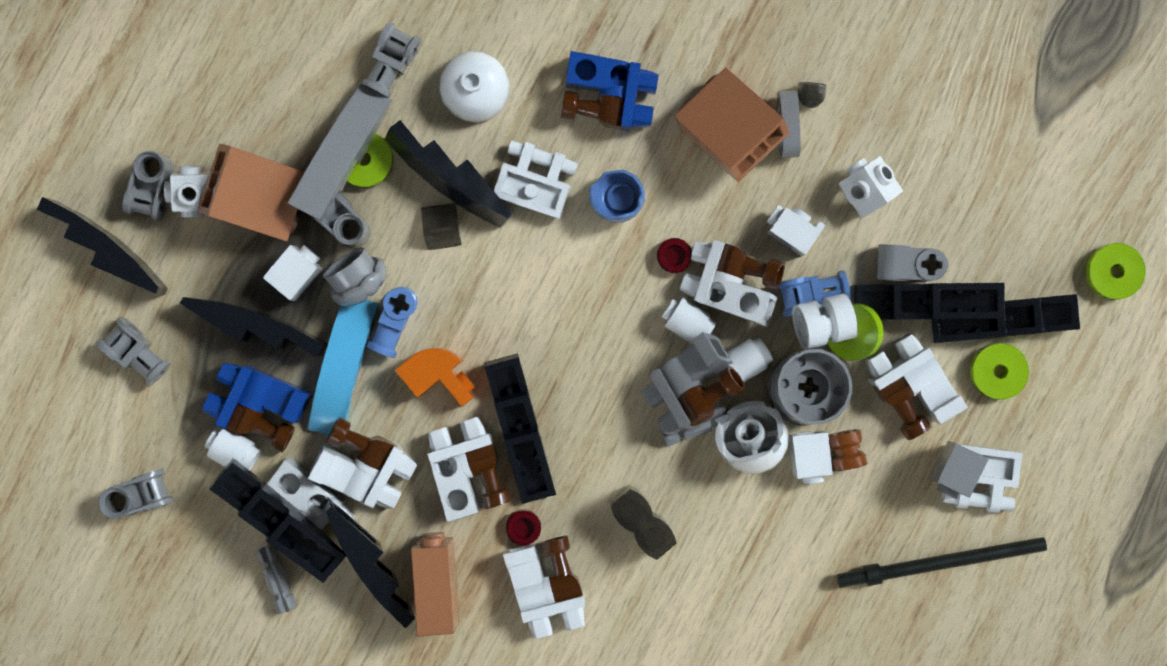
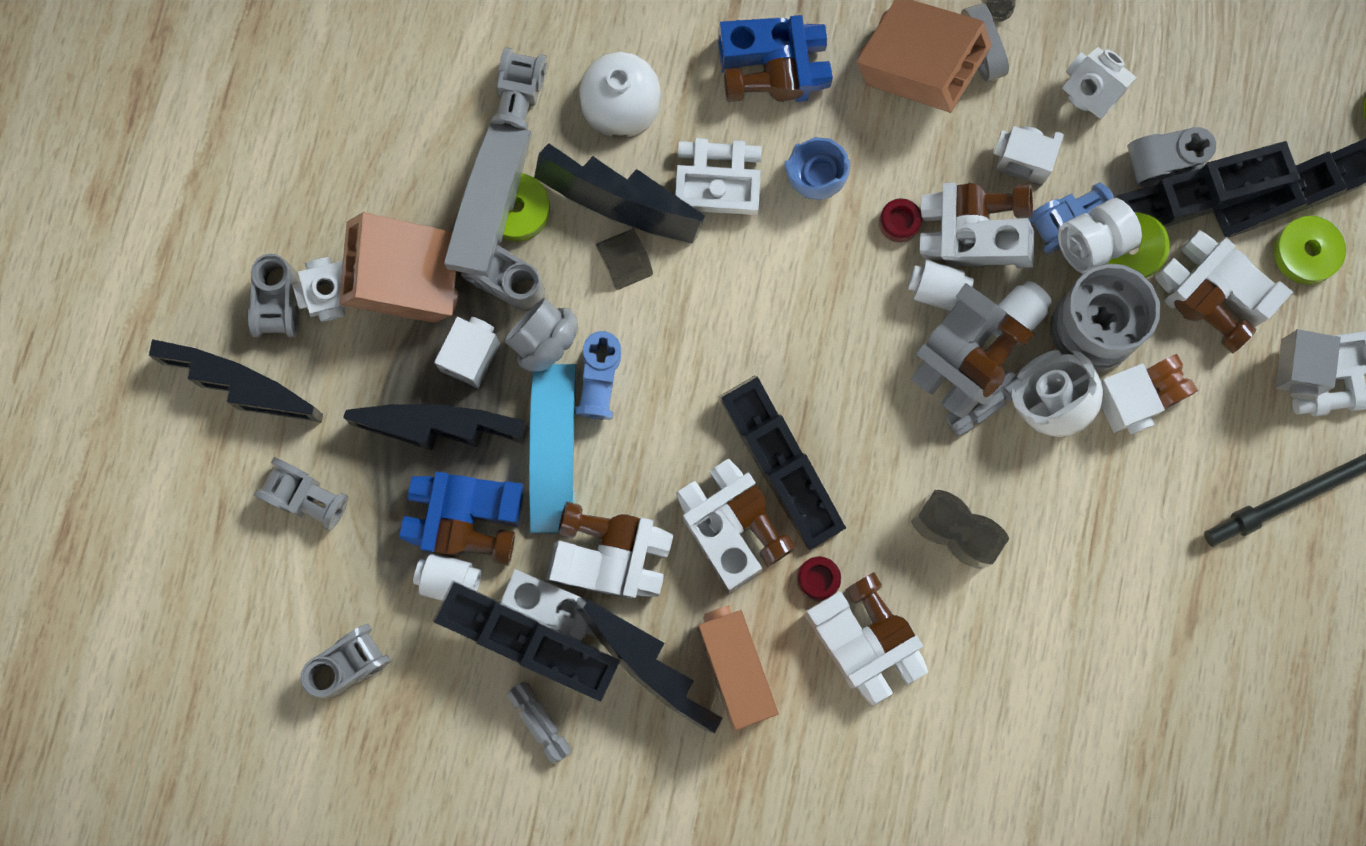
camera: 20 degrees left, 10 degrees down
(436, 365) = (661, 414): orange brick -> none

